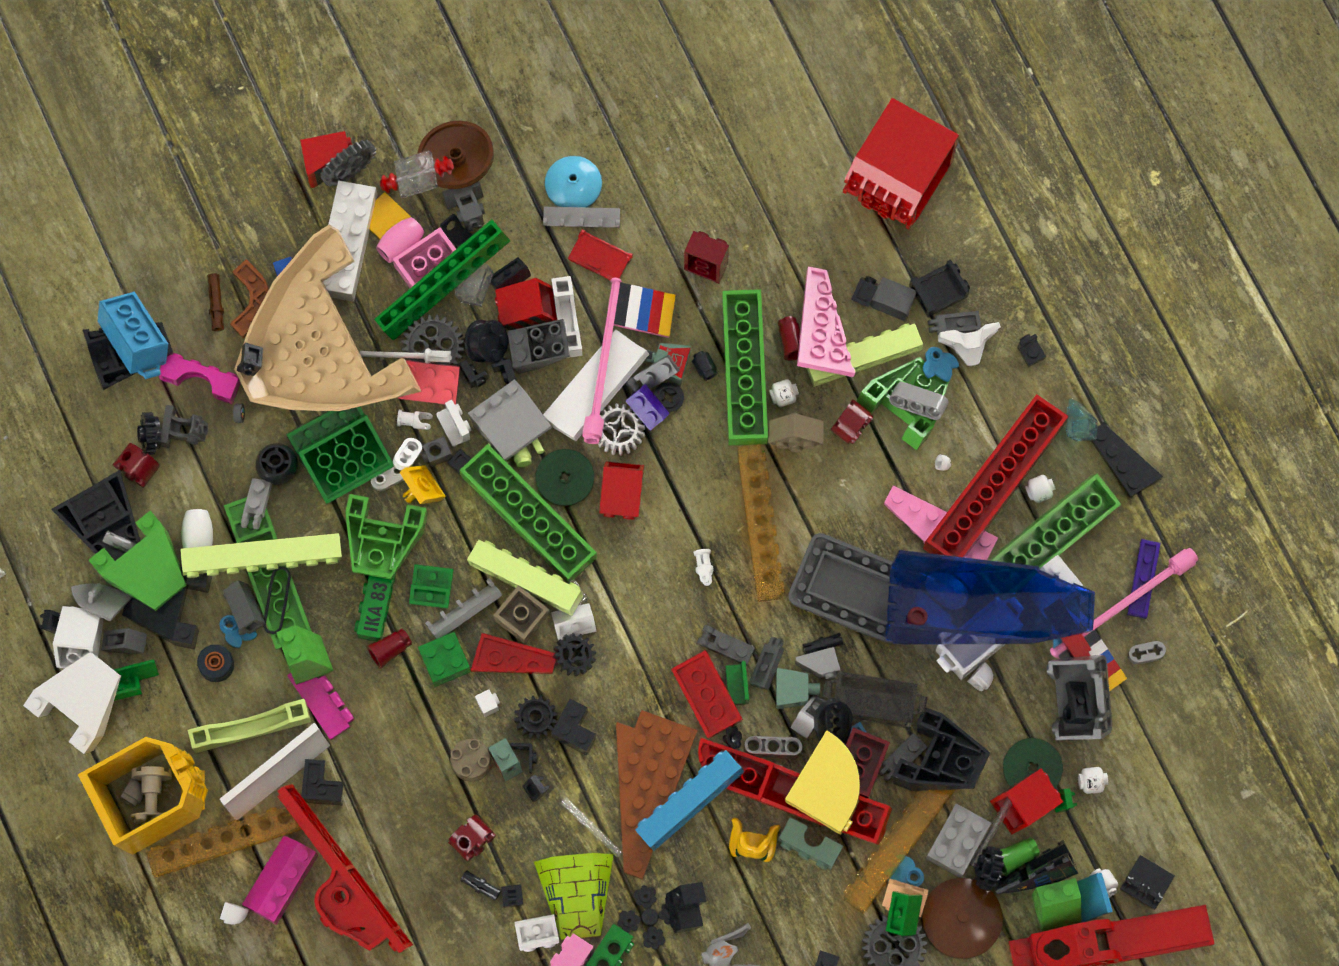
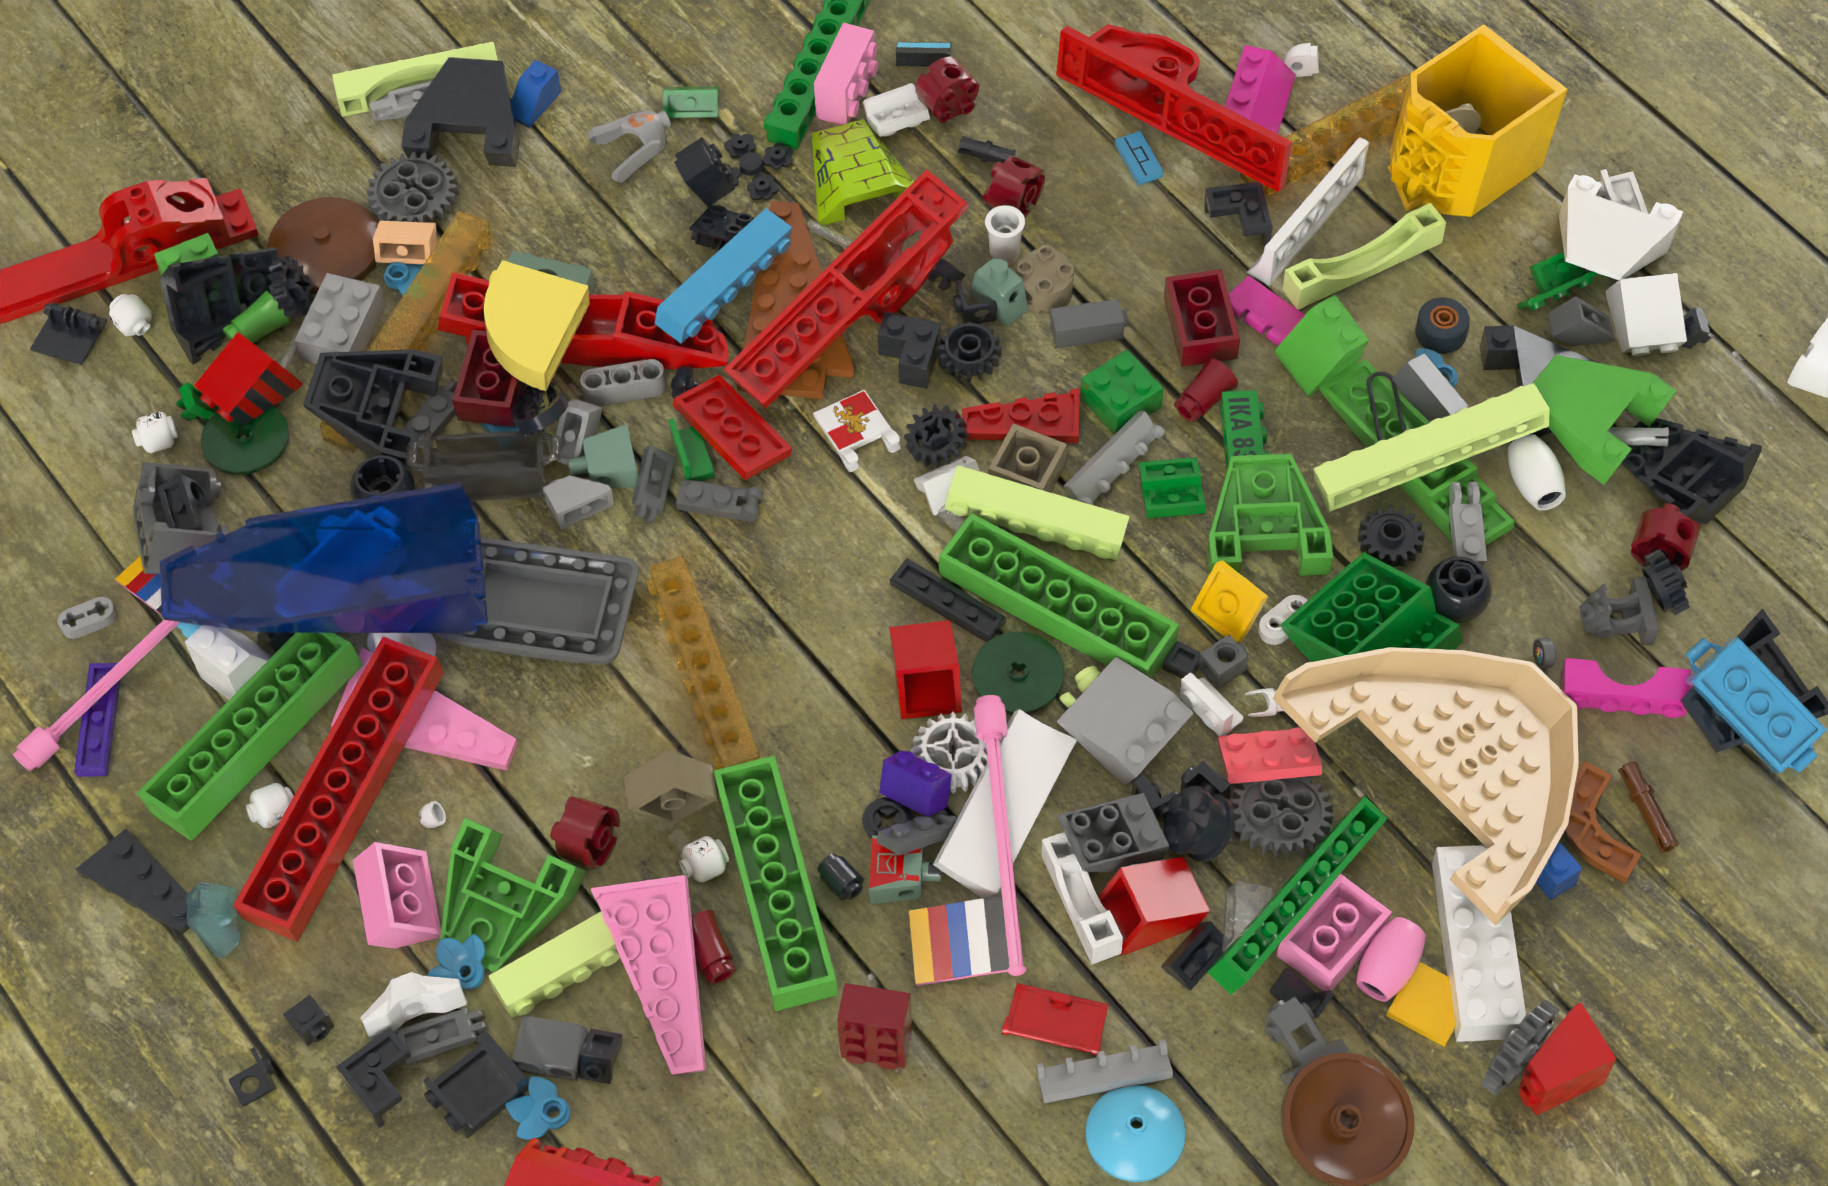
camera: 170 degrees right, 15 degrees down
(55, 735) = (1622, 190): none -> white bracket
(100, 599) = (1642, 354): light grey shield -> none
(251, 359) = (1556, 715): black bracket -> none
(301, 504) = (1405, 533): none -> black gear
(374, 702) = (1201, 317): none -> dark red brick
(375, 856) = (1139, 158): none -> dark azure tile
(405, 454) = (1265, 644): white plate -> none
(416, 174) = (1401, 1064): clear plate -> none
(428, 356) = (1281, 780): white piece -> none
(450, 721) = (1087, 323): none -> dark grey brick
(487, 702) = (1043, 354): white plate -> none
(488, 786) = (1004, 232): none -> white plant
(506, 936) = (947, 89): none -> dark red brick
(512, 896) = (941, 151): black tile -> none
(596, 538) = (947, 600): none -> black tile
(619, 754) = (836, 296): none -> red piece
(625, 683) = (854, 424): none -> flag
(678, 862) = (718, 226): none -> black hinge
(704, 566) = (774, 590): white piece -> none
(753, 844) = (628, 261): yellow hair -> none
(823, 643) = (576, 528): black pin -> none
(903, 913) = (403, 206): green panel -> none
(908, 269) = (534, 1109): none -> dark azure plate
(917, 616) = (435, 557): dark red tile -> none
(918, 400) = (480, 876): light grey beam -> none
(940, 705) = (378, 477): none -> black wheel
(970, 412) = (396, 896): none -> bright pink slope
(1000, 304) = (366, 1073): none -> black panel
(1061, 325) = (262, 1071): none -> black bracket
(1093, 897) = (140, 285): dark azure tile -> none

